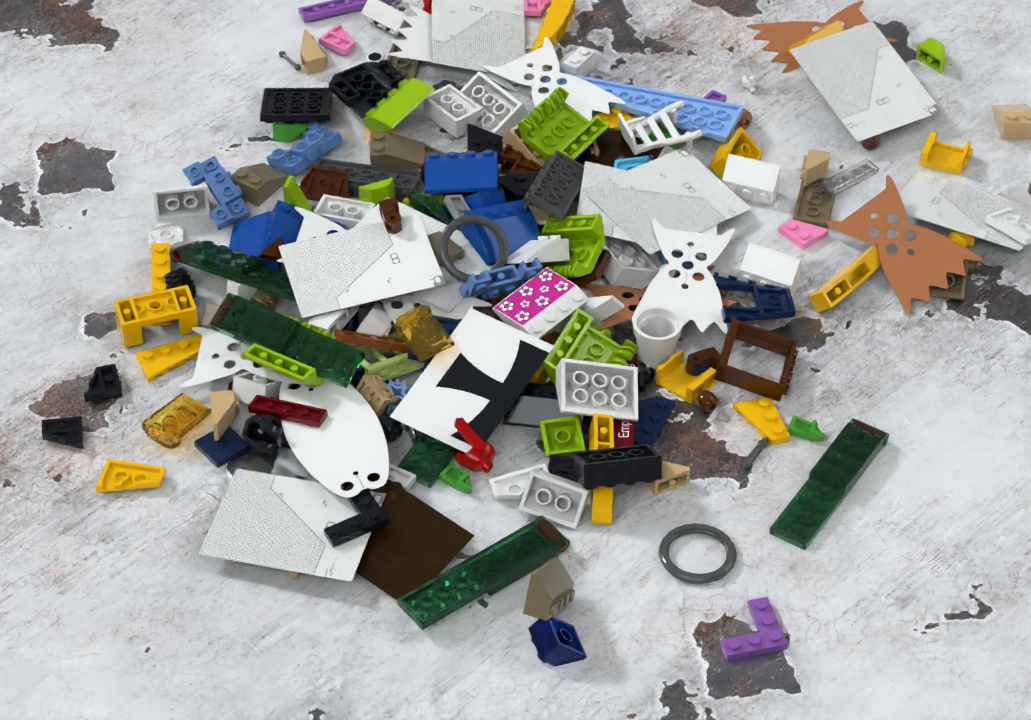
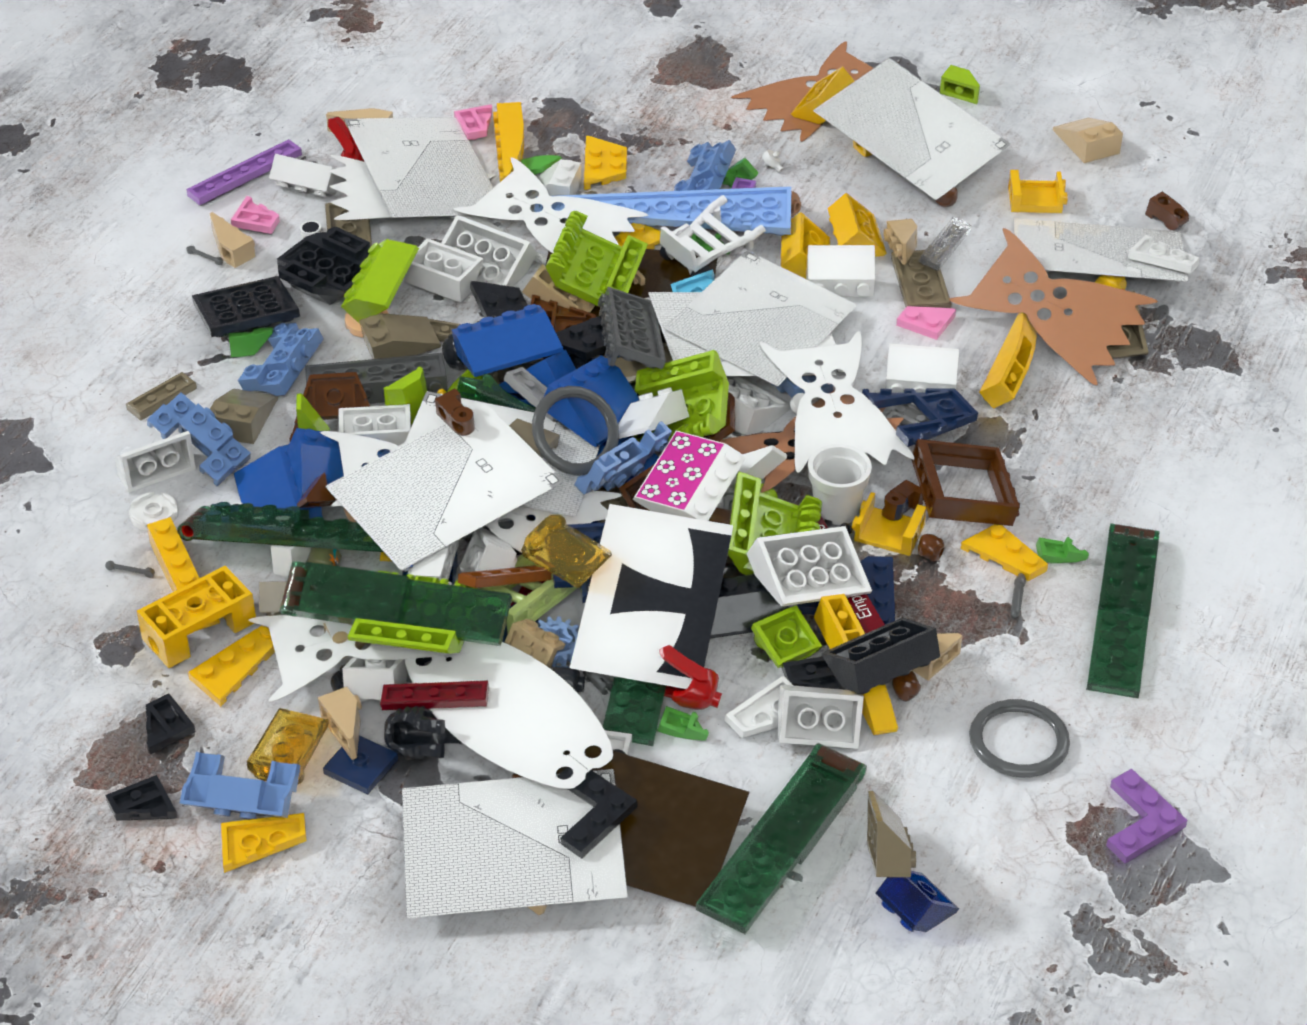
camera: 20 degrees left, 0 degrees up
(112, 435) = (228, 794): none -> medium blue bracket
(142, 278) = (148, 572): none -> dark grey hinge
(180, 278) = (204, 561): black tyre -> none
(222, 153) = (162, 394): none -> dark tan tile
(565, 46) = (540, 163): none -> bright green slope
(619, 55) = (603, 162): none -> yellow wing
(632, 494) = (906, 686): none -> reddish brown piece
(696, 76) = (710, 166): none -> medium blue bracket
(718, 84) = (741, 169): none -> bright green slope
(785, 148) = (855, 224): none -> yellow slope

